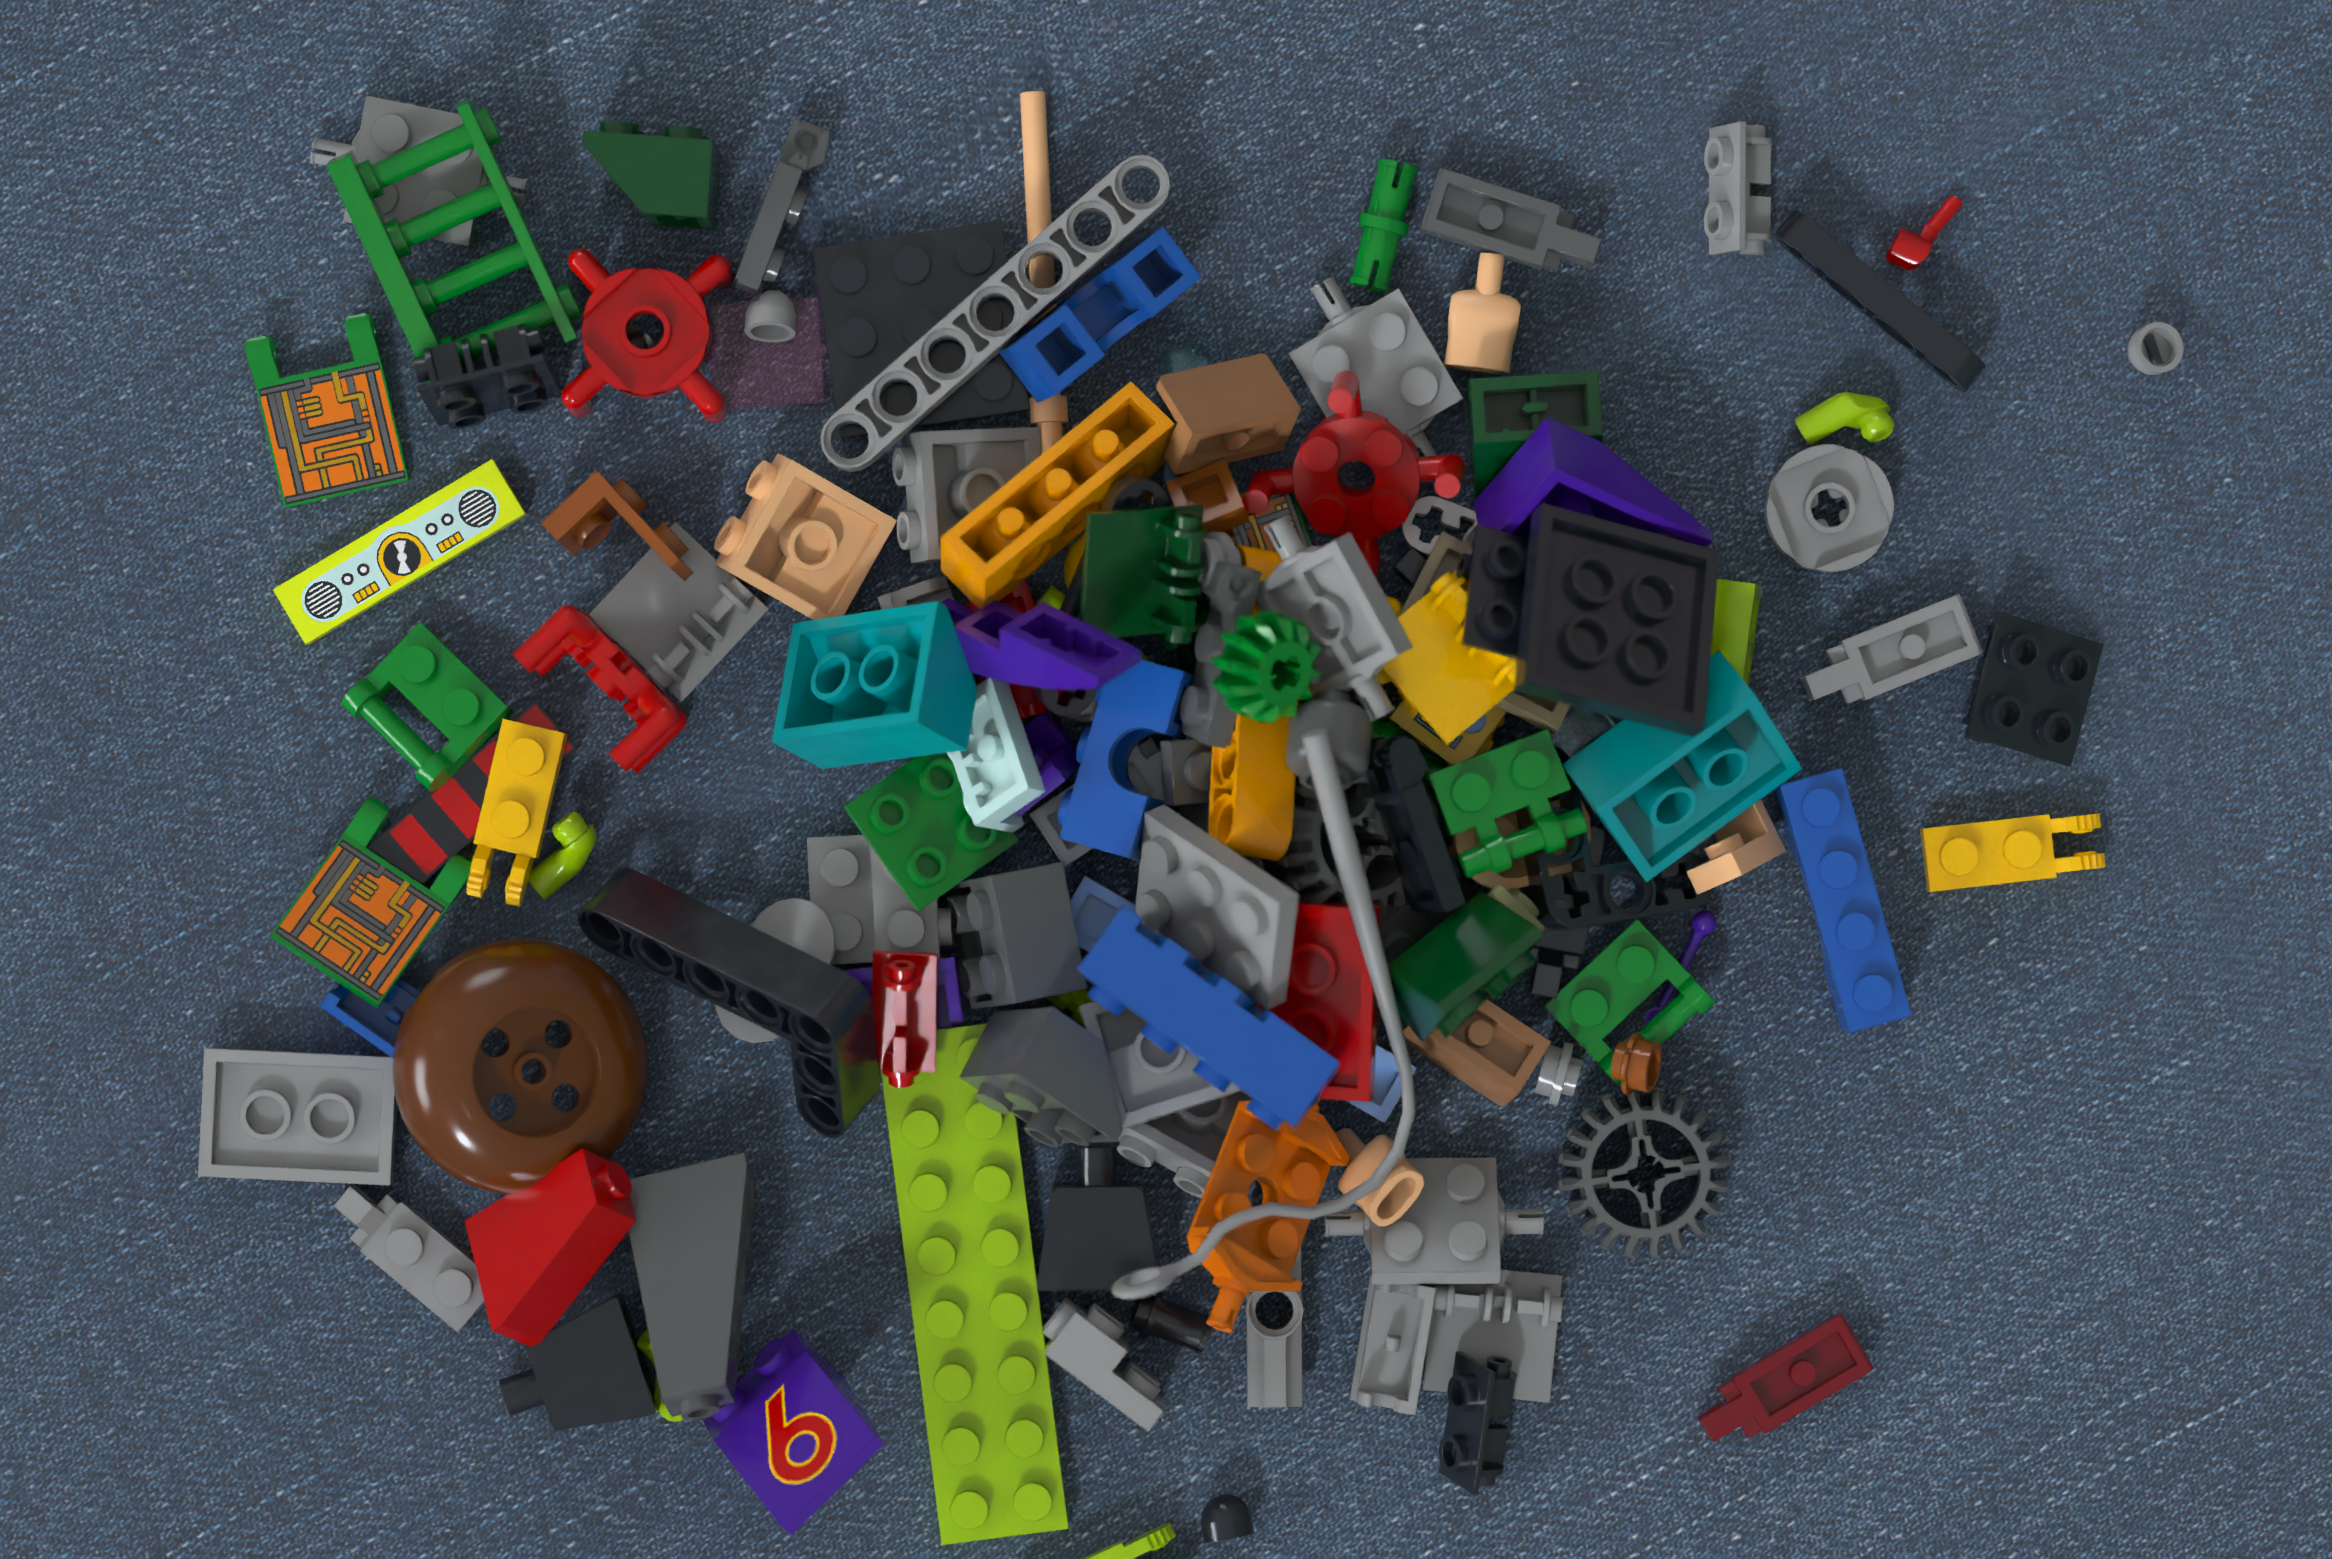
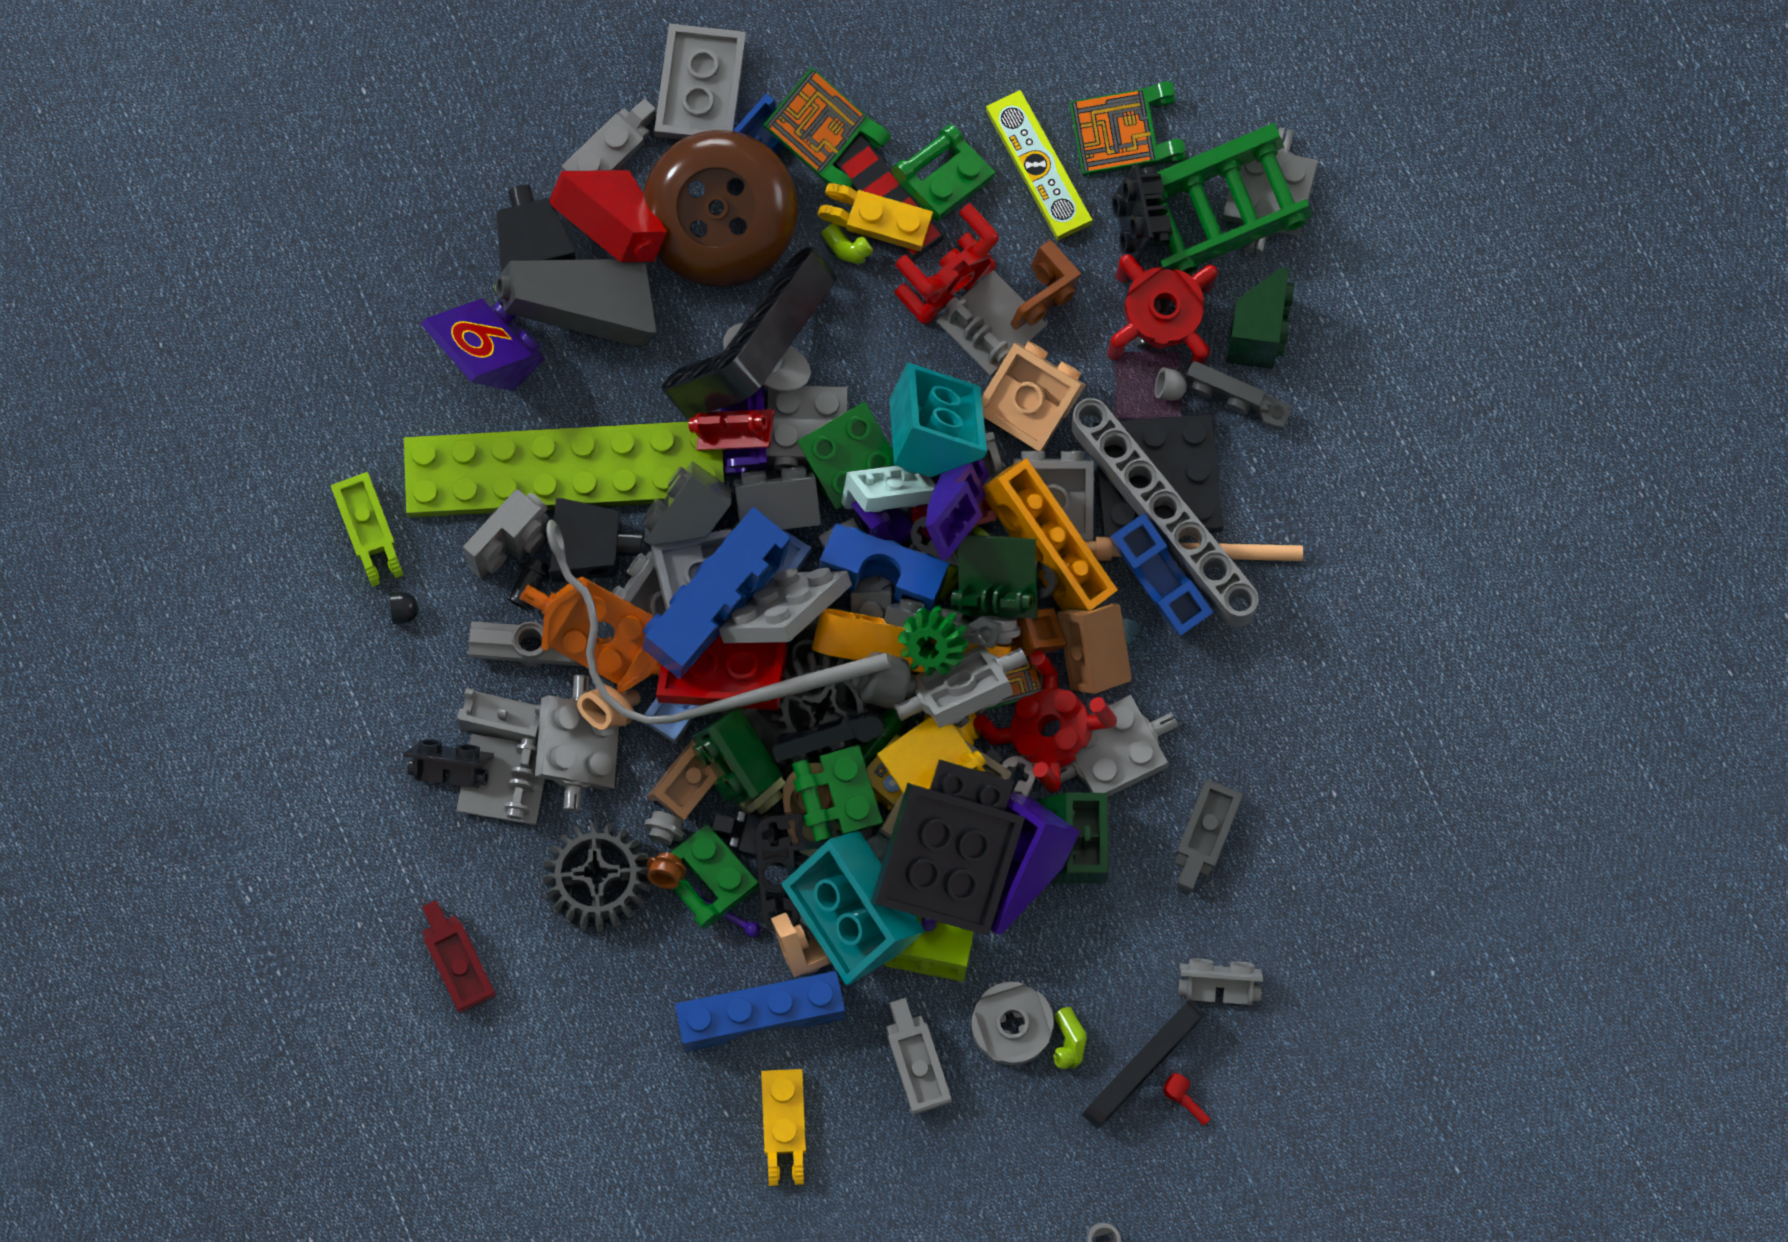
camera: 90 degrees right, 15 degrees down
(1383, 225) = (1208, 759): green pin -> none
(1483, 322) = (1144, 815): light nougat piece -> none
(2032, 689) = (887, 1145): black hinge -> none

